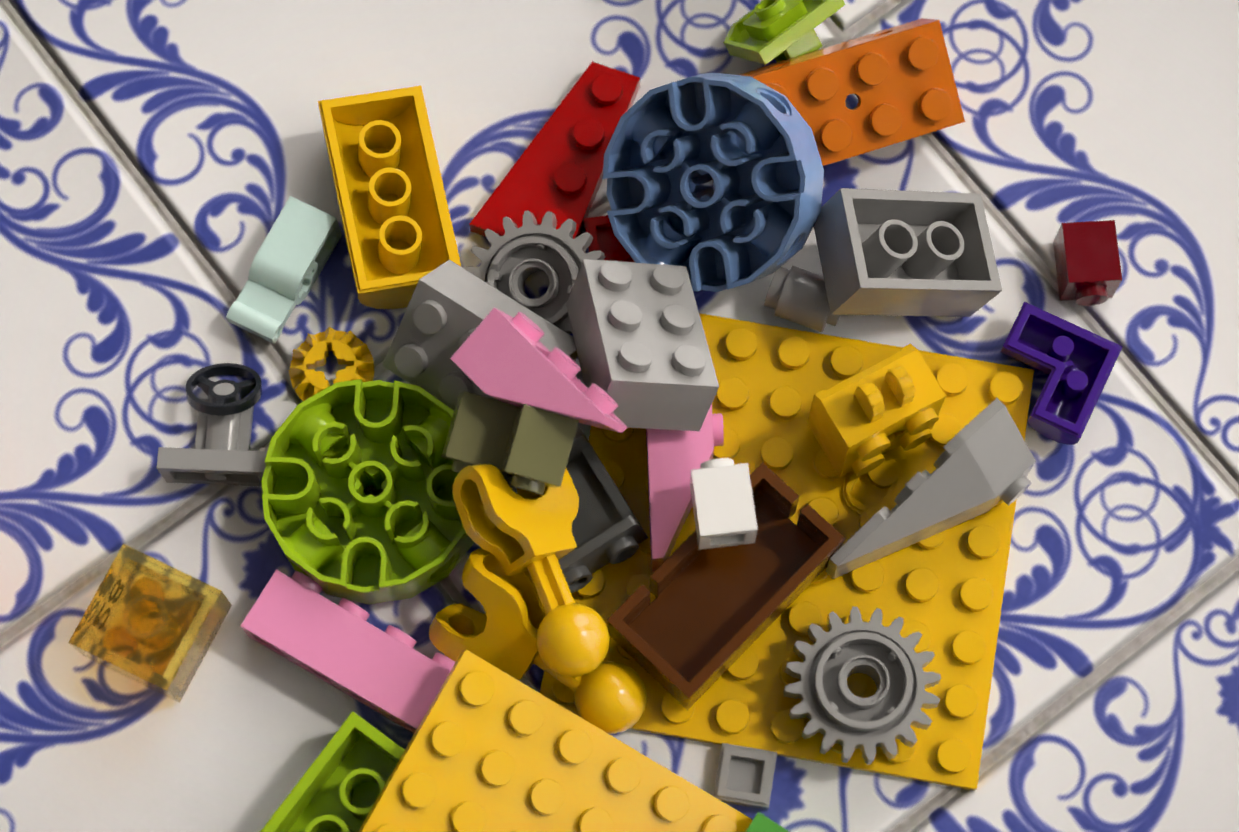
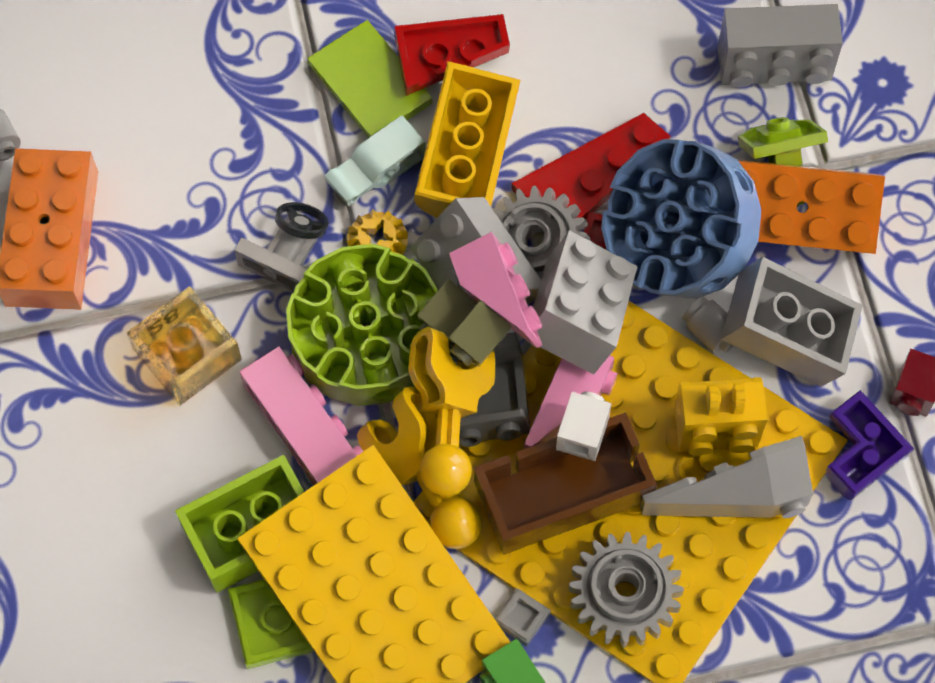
camera: 25 degrees right, 5 degrees down
(222, 166) = (367, 79): none -> lime tile
(284, 90) = (429, 46): none -> red wing

